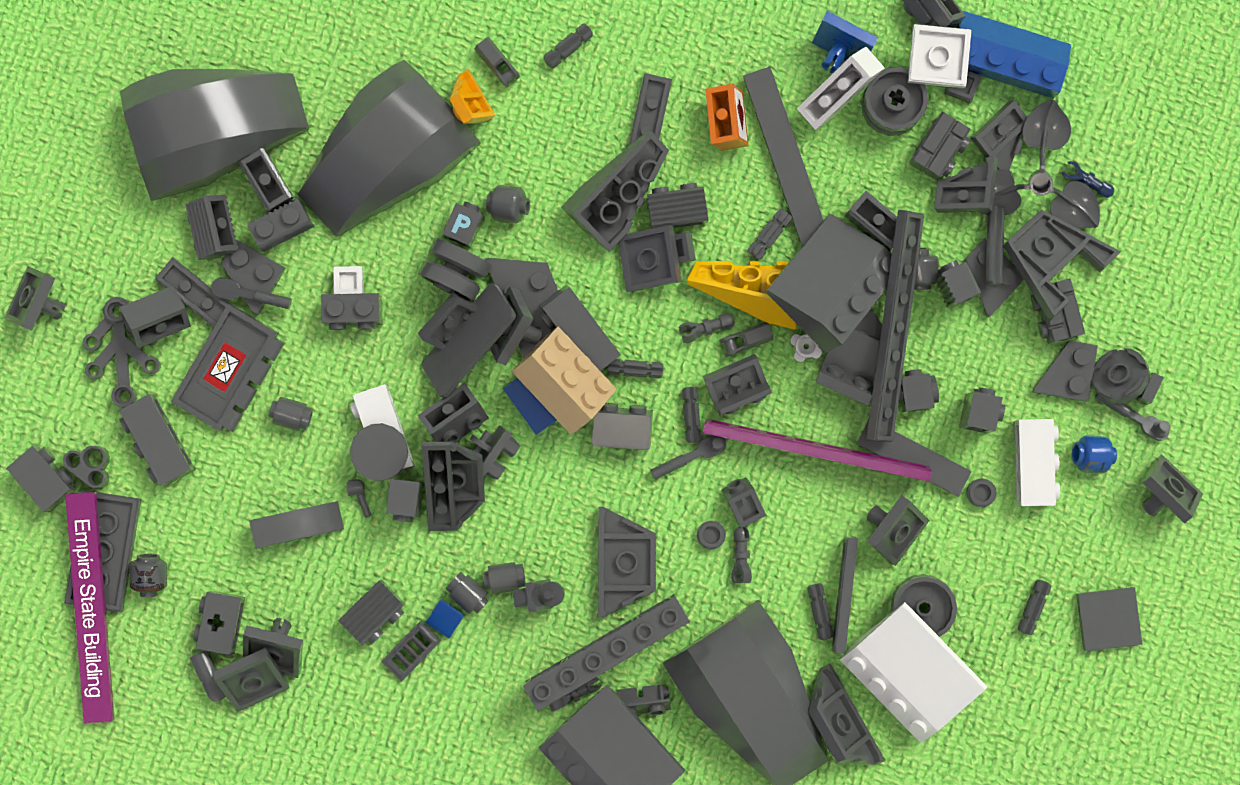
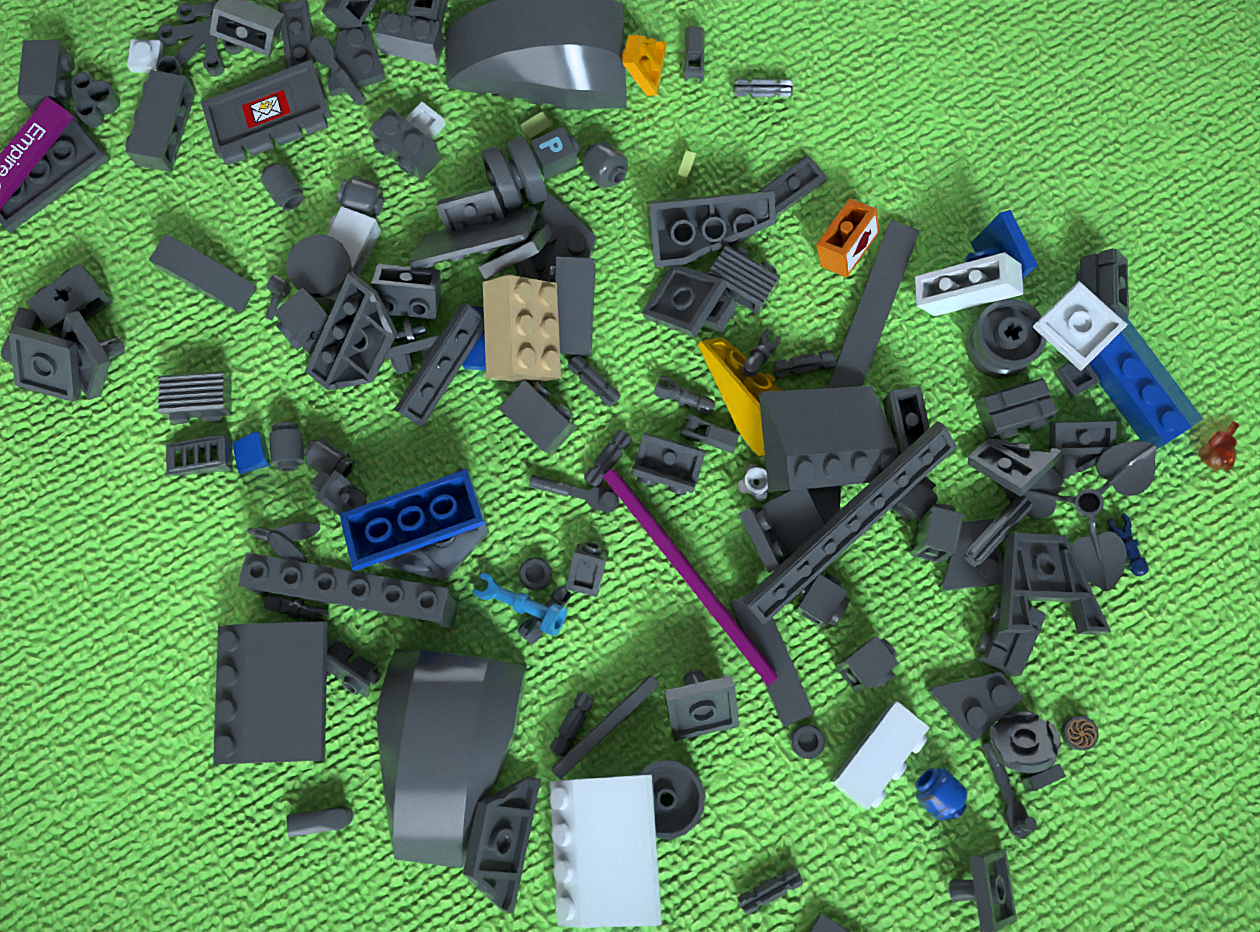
camera: 40 degrees right, 10 degrees down
(94, 400) = (144, 55): none -> white plate
(148, 575) = (52, 216): dark grey head -> none
(355, 375) = (361, 196): none -> dark grey head
(430, 214) = (536, 127): none -> yellowish green piece
(518, 655) = (281, 538): none -> dark grey piece
(524, 447) = (441, 364): none -> dark grey tile
(565, 155) = (686, 167): none -> yellowish green piece
(608, 572) = (411, 519): none -> blue slope
(735, 255) = (759, 355): none -> dark grey piece
(750, 554) = (552, 617): none -> dark azure piece
(1098, 59) = (1220, 450): none -> clear red piece
(1151, 337) = (1079, 733): none -> tile

